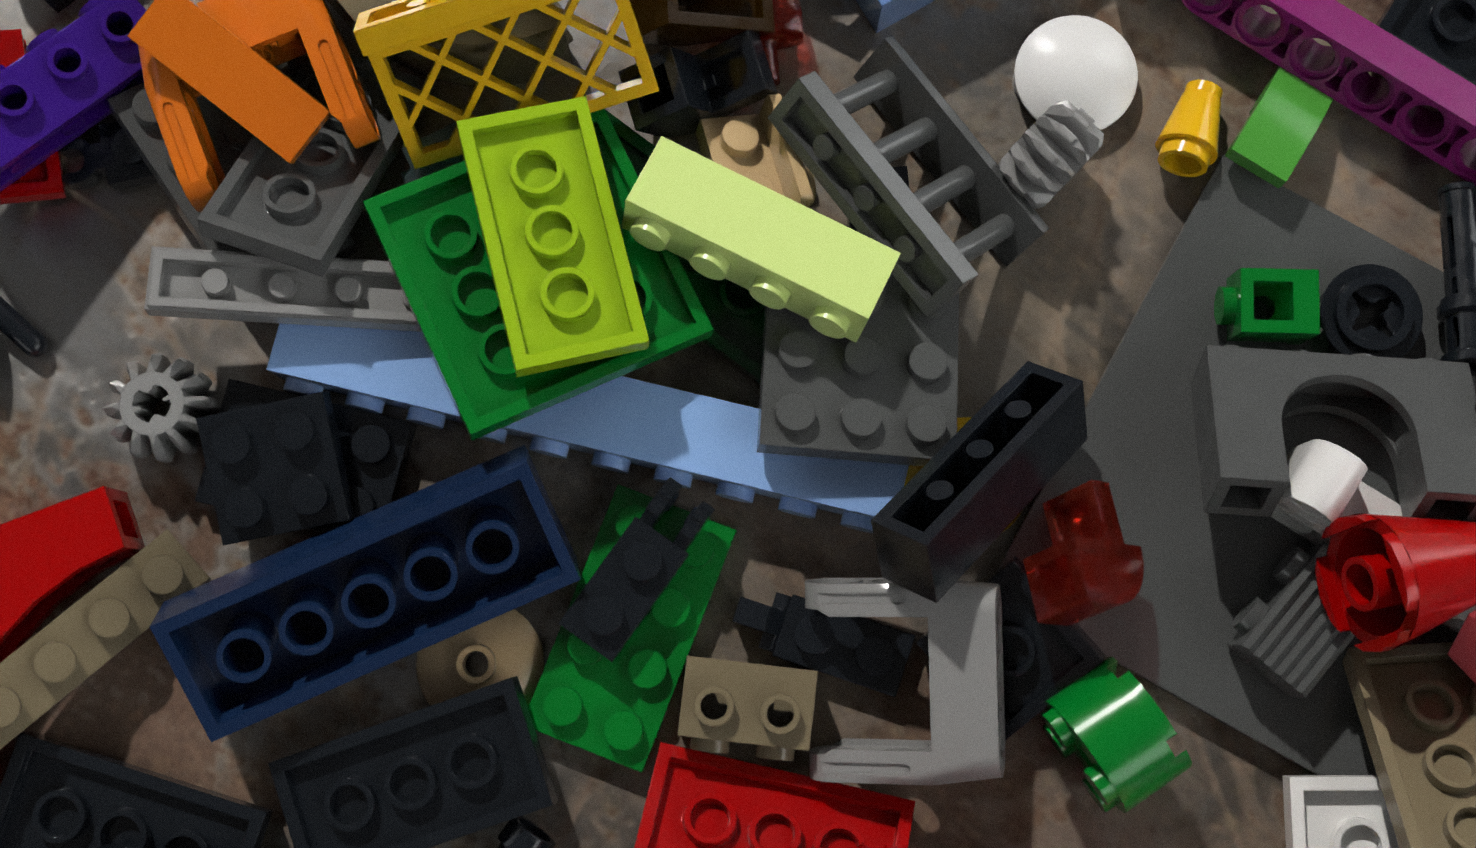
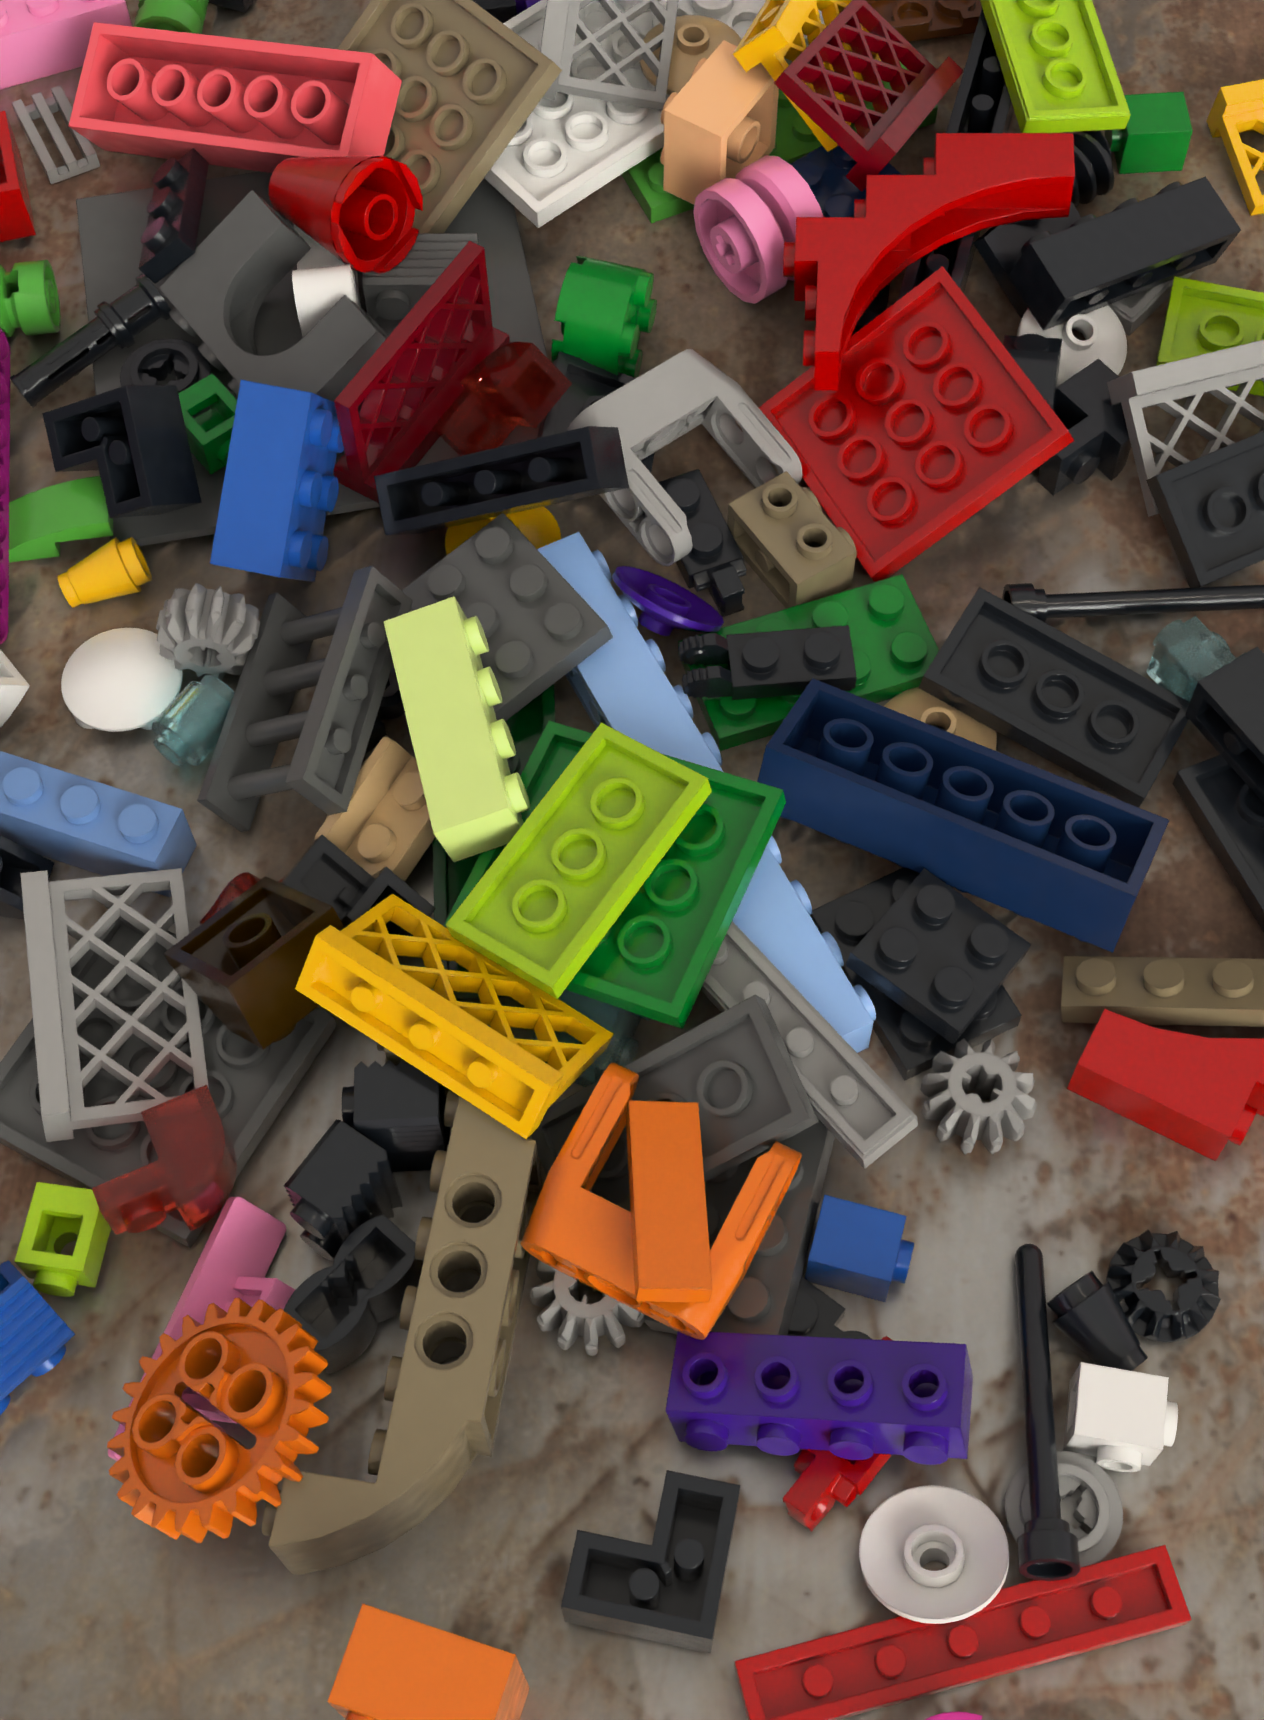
camera: 130 degrees left, 20 degrees down
(130, 222) = (858, 1249): none -> blue brick
(772, 544) = (665, 603): none -> dark purple dish
(979, 93) = (193, 721): none -> clear light blue brick
(1137, 292) = (278, 483): none -> blue brick
(1163, 509) = (416, 375): none -> dark red fence
(1285, 208) = (135, 443): none -> black brick

